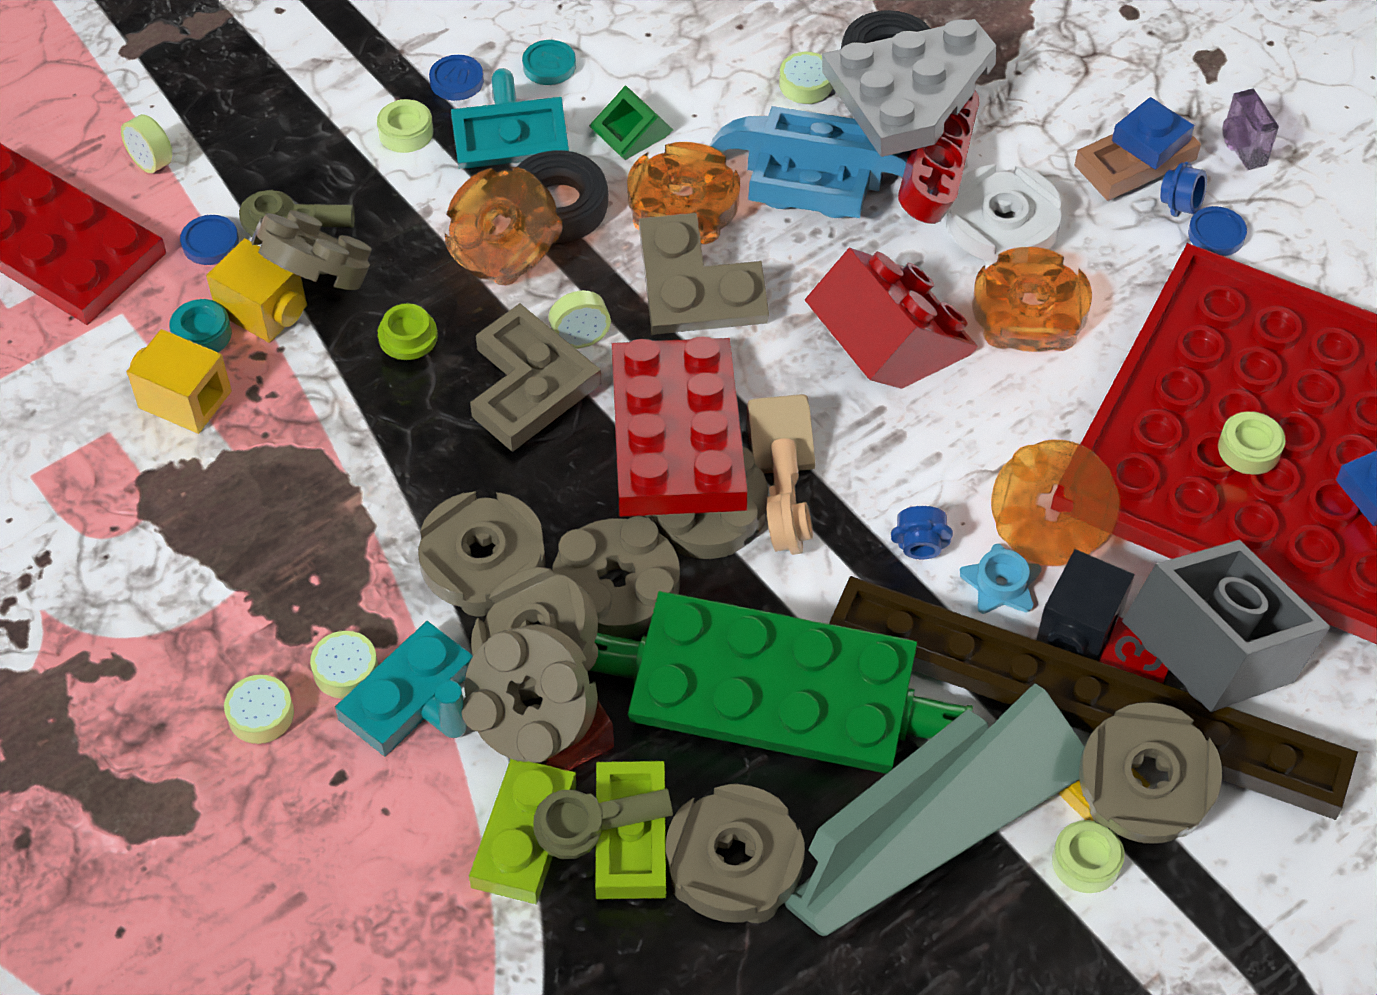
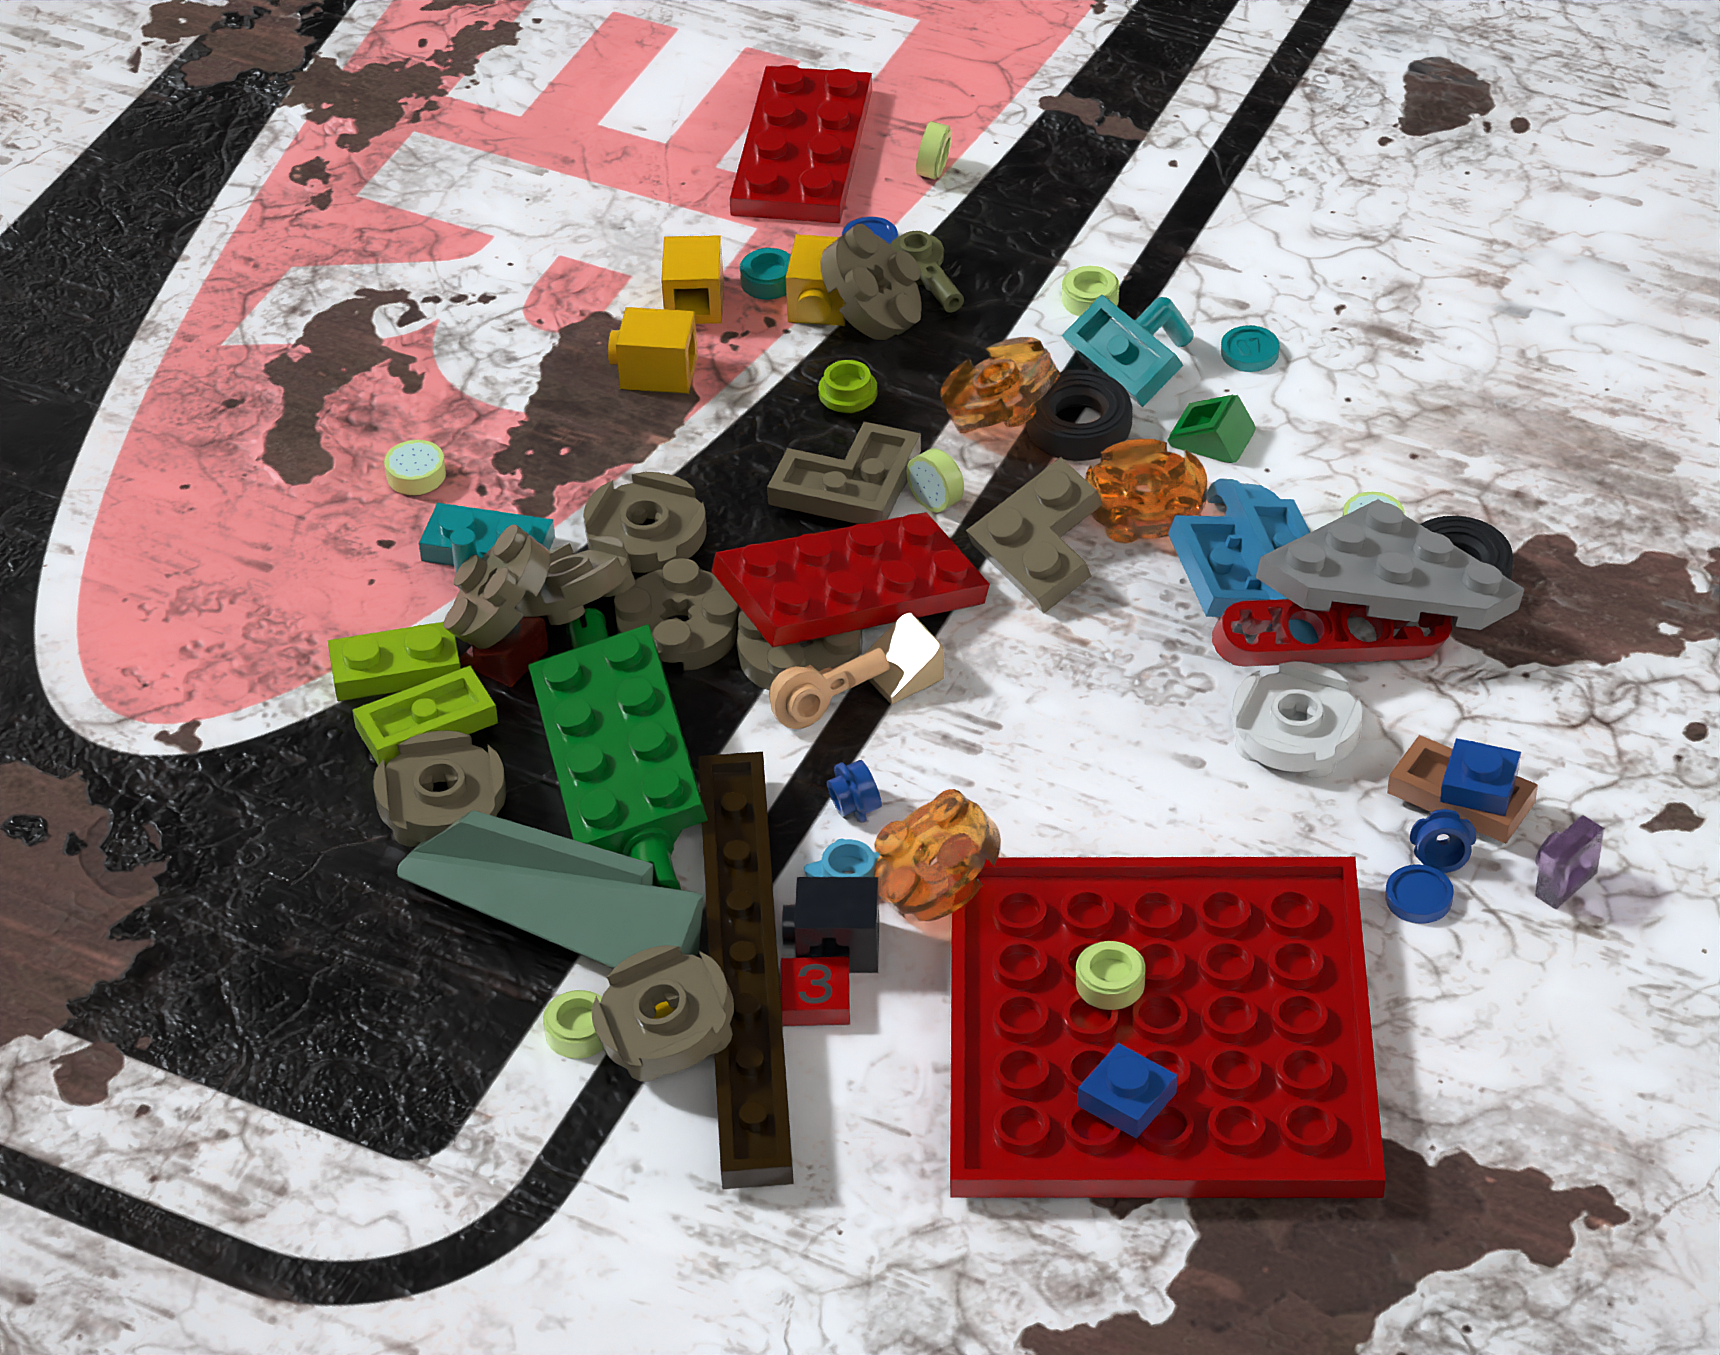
camera: 65 degrees right, 10 degrees down
(255, 447) = (655, 350): none -> yellow brick
(342, 662) = (487, 490): tile -> none
(456, 77) = (1187, 295): blue piece -> none
(572, 821) = (400, 665): olive plate -> none
(889, 318) = (1089, 679): red slope -> none
(1024, 326) = (1197, 802): clear orange plate -> none
(1224, 624) = (859, 1009): dark grey brick -> none

